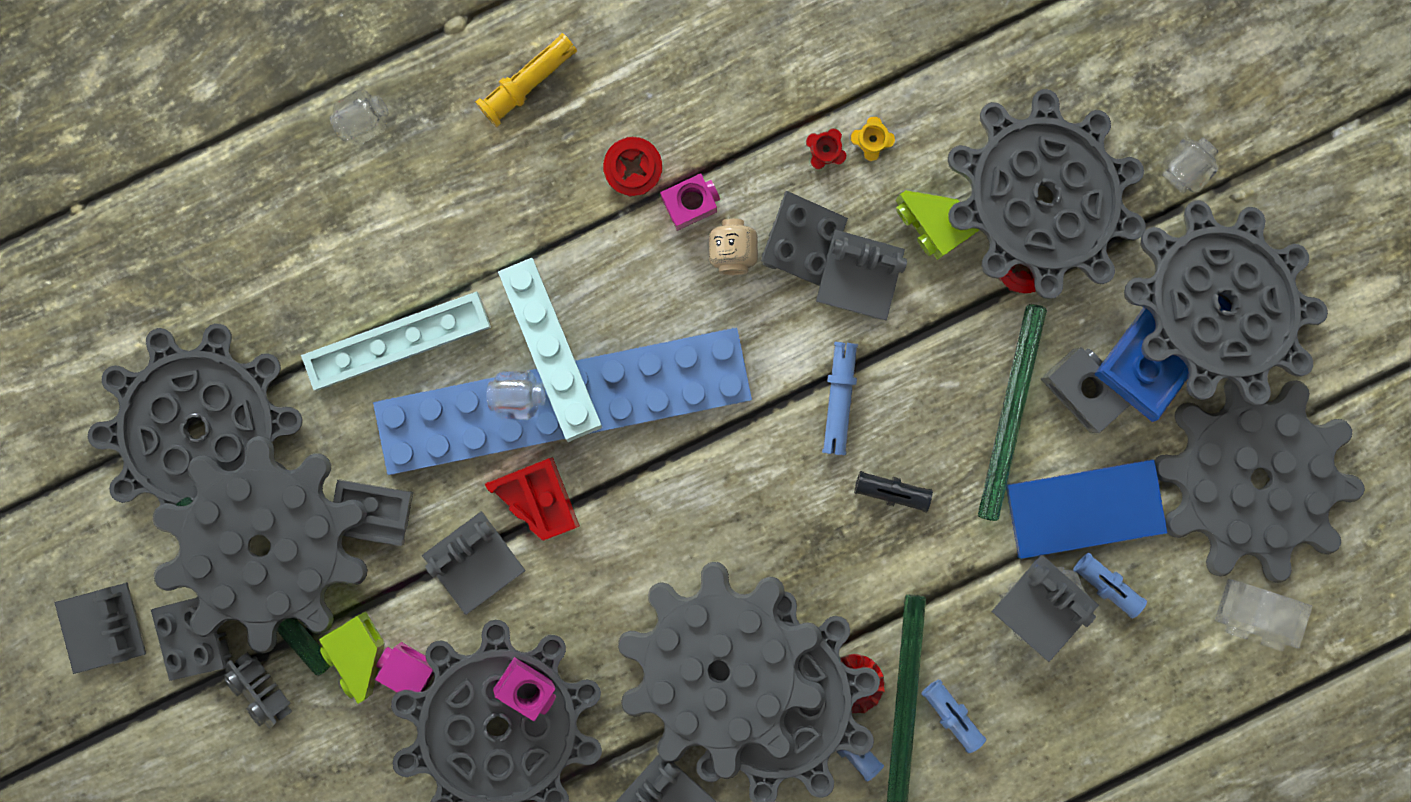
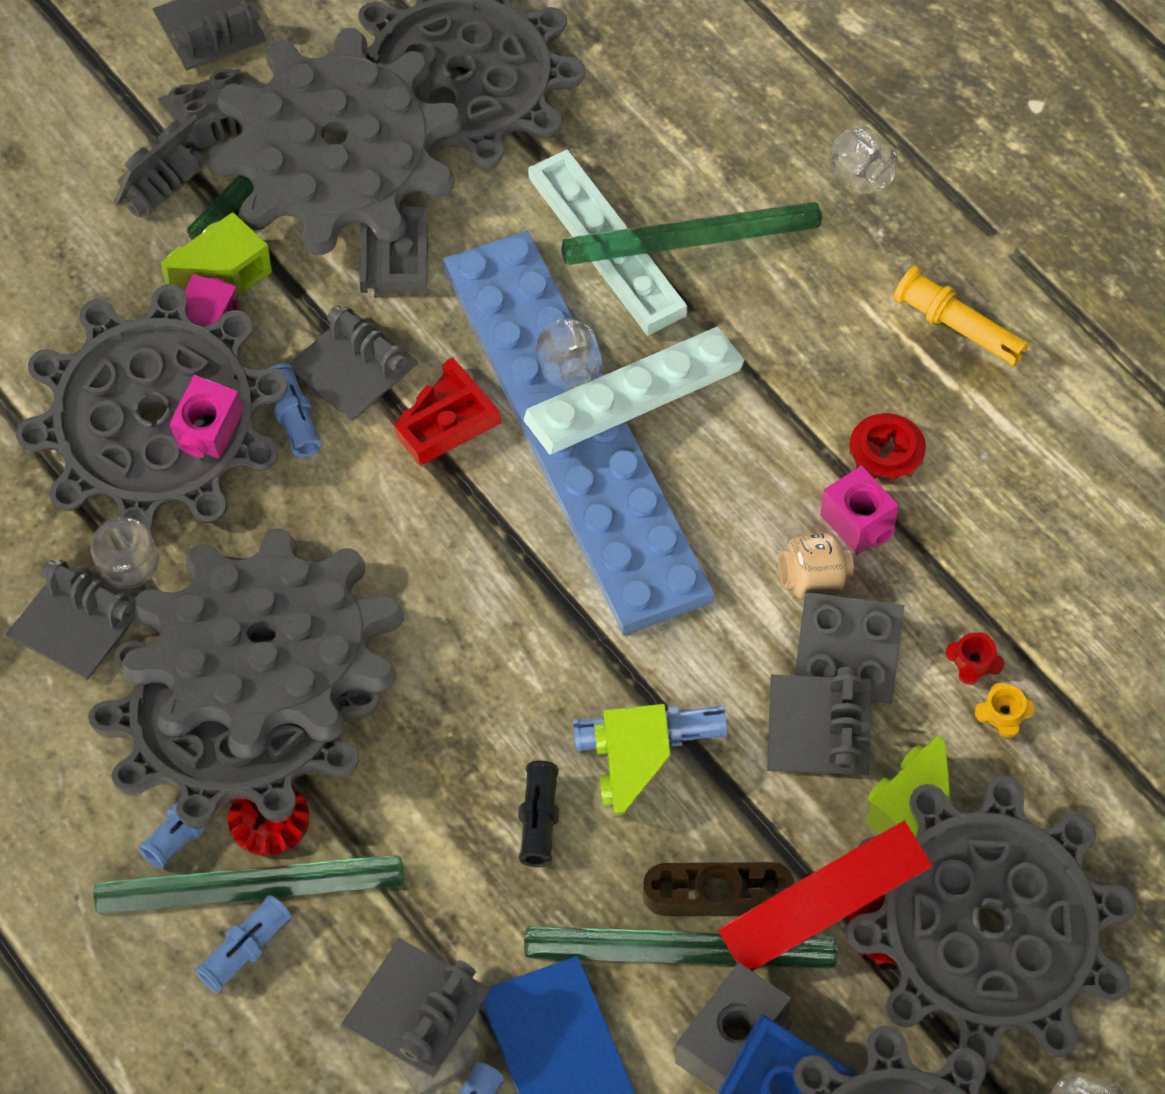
camera: 80 degrees right, 30 degrees down
(408, 273) = (691, 233): none -> clear green axle
(511, 614) = (294, 414): none -> medium blue pin
(622, 763) = (124, 552): none -> clear head
(869, 413) = (635, 752): none -> lime slope
(969, 347) = (702, 872): none -> dark brown beam
(1023, 306) = (825, 897): none -> red slope

